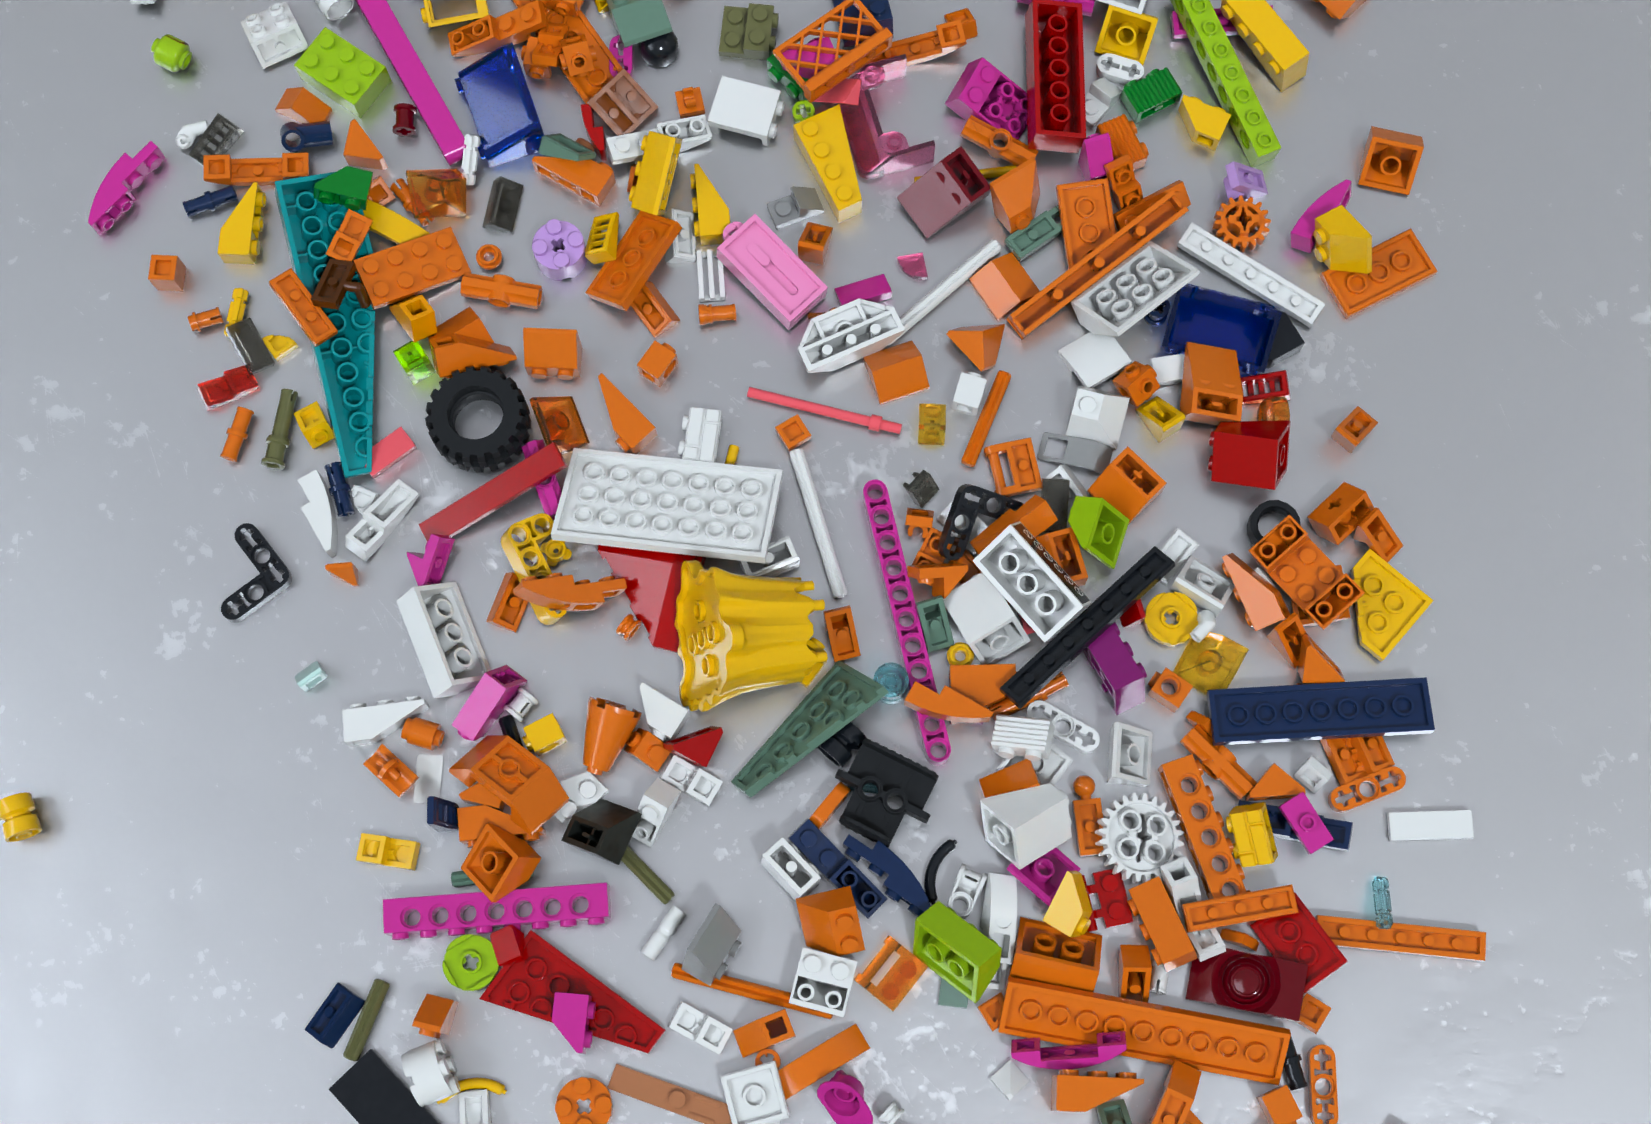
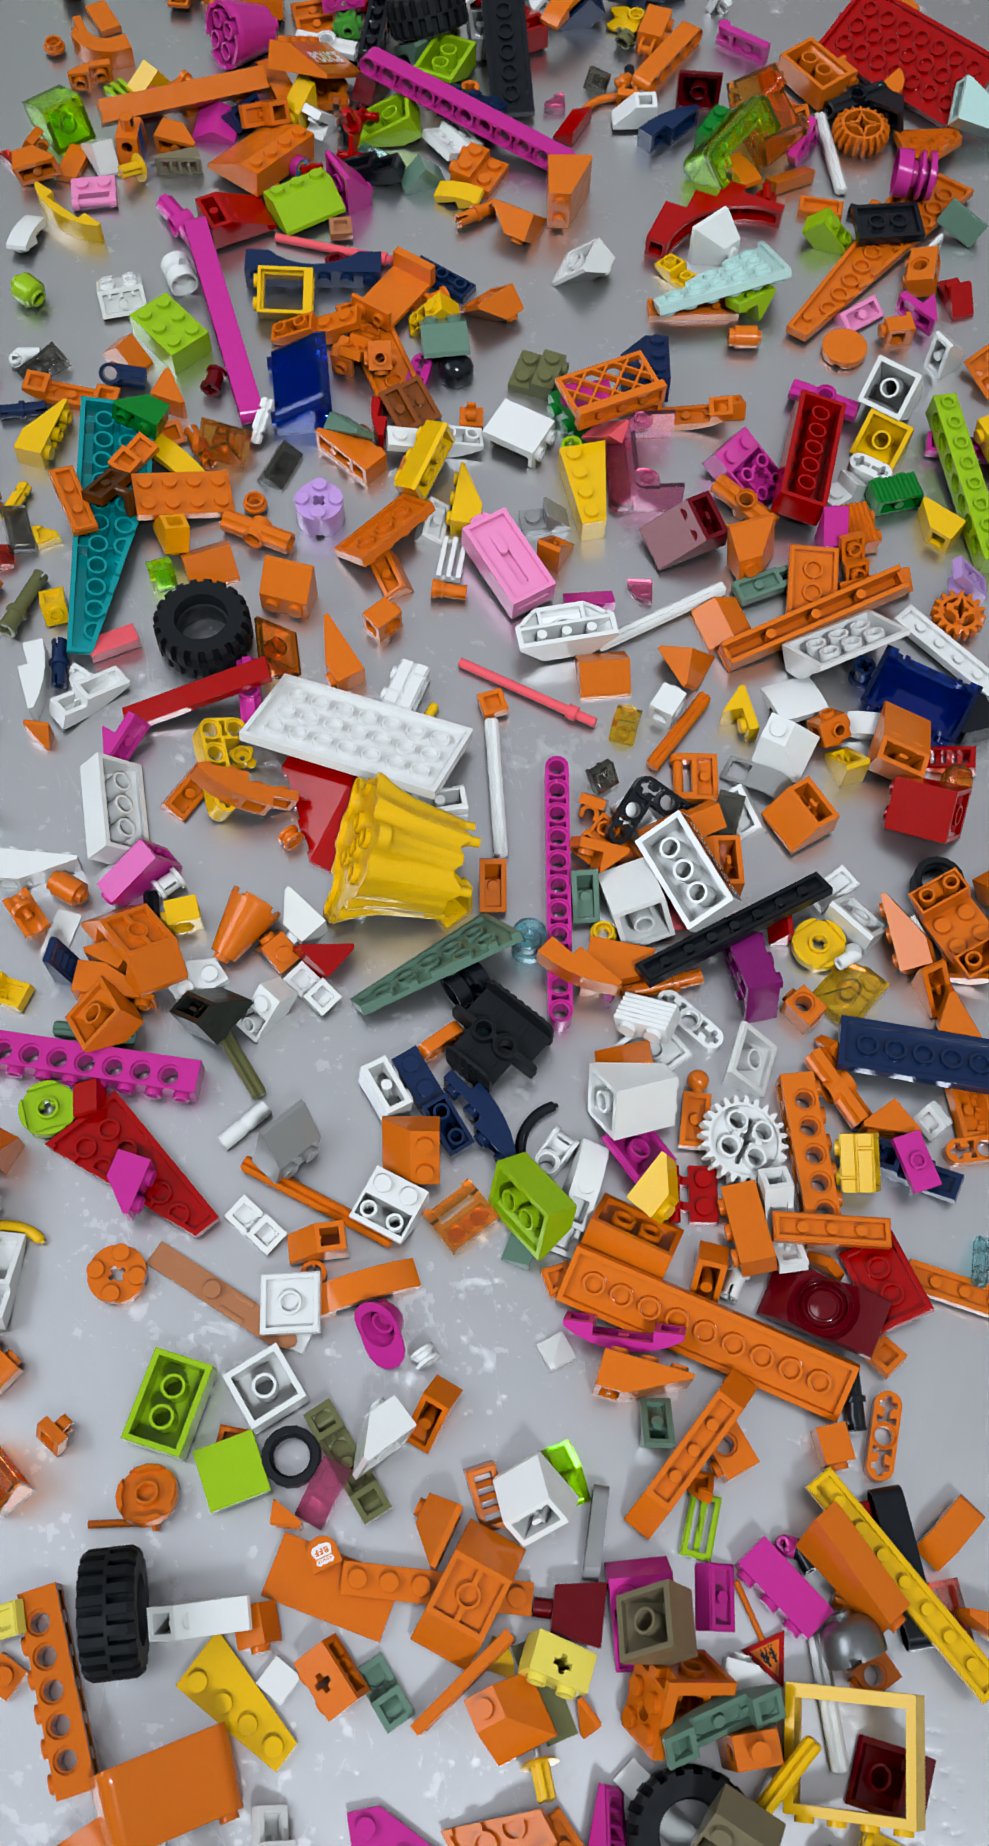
camera: 10 degrees right, 10 degrees down
(459, 351) = (201, 566): orange slope -> none
(608, 251) = (361, 509): yellow slope -> none
(1044, 381) = (741, 711): none -> yellow slope
(1098, 528) = (765, 841): lime slope -> none

